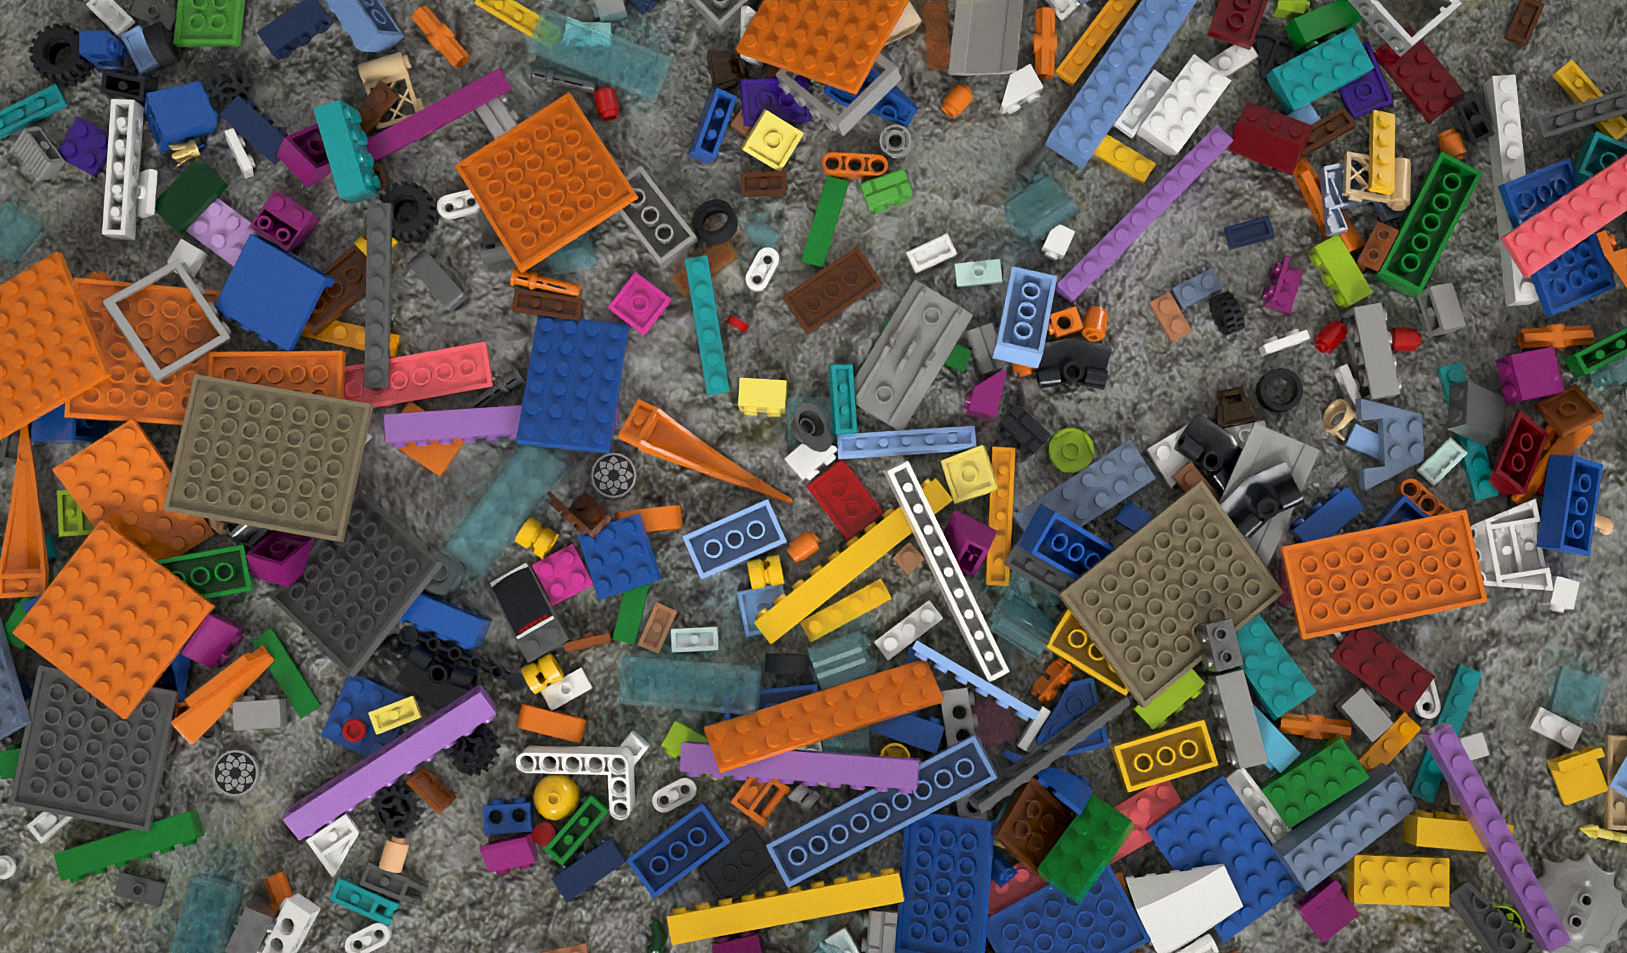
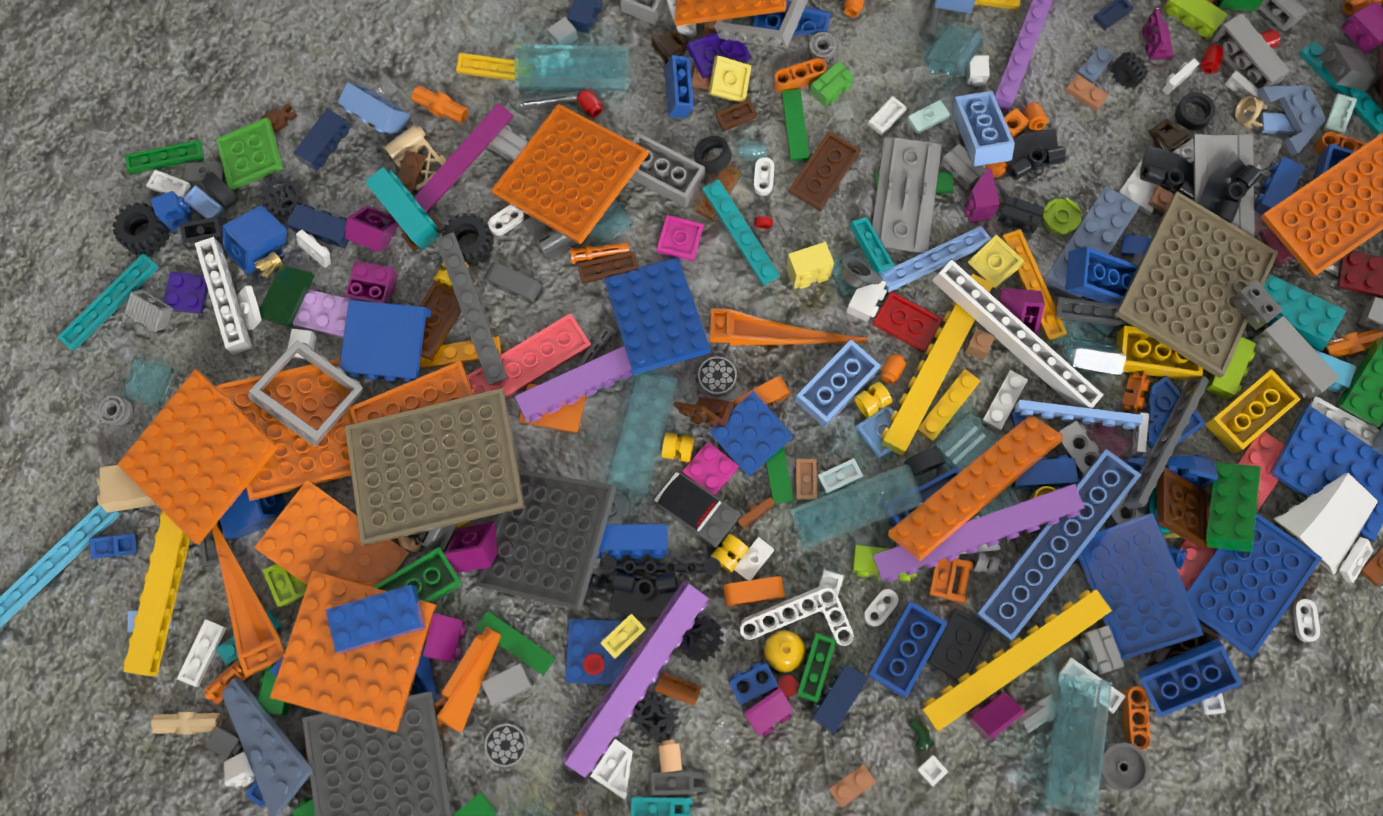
camera: 25 degrees left, 10 degrees down
(143, 600) = (375, 619): none -> blue brick

